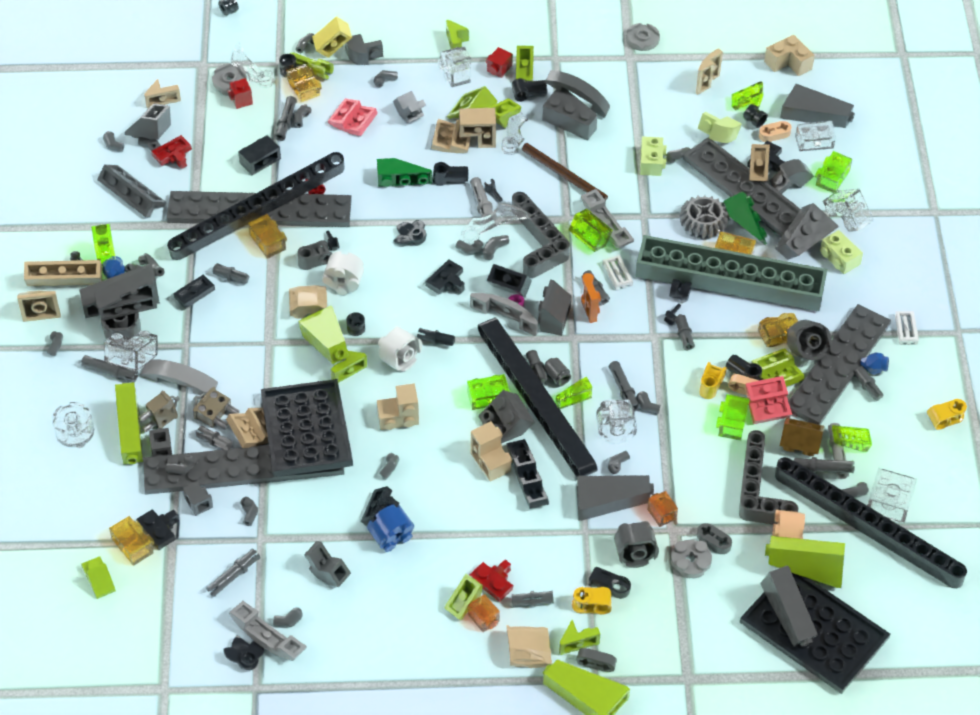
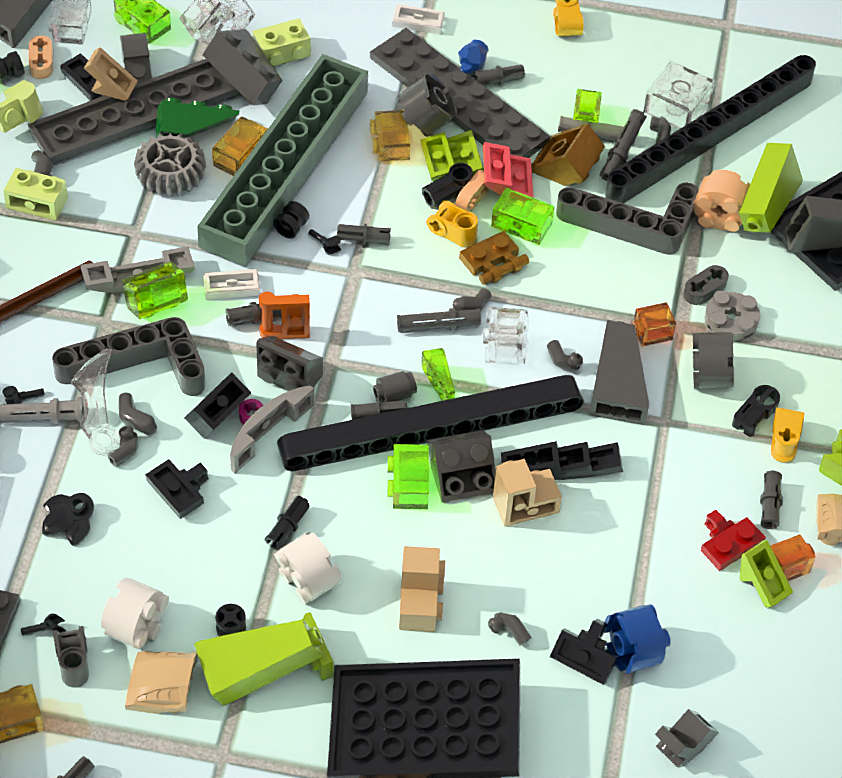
camera: 80 degrees left, 0 degrees up
(696, 406) = (491, 252): none -> pearl gold plate

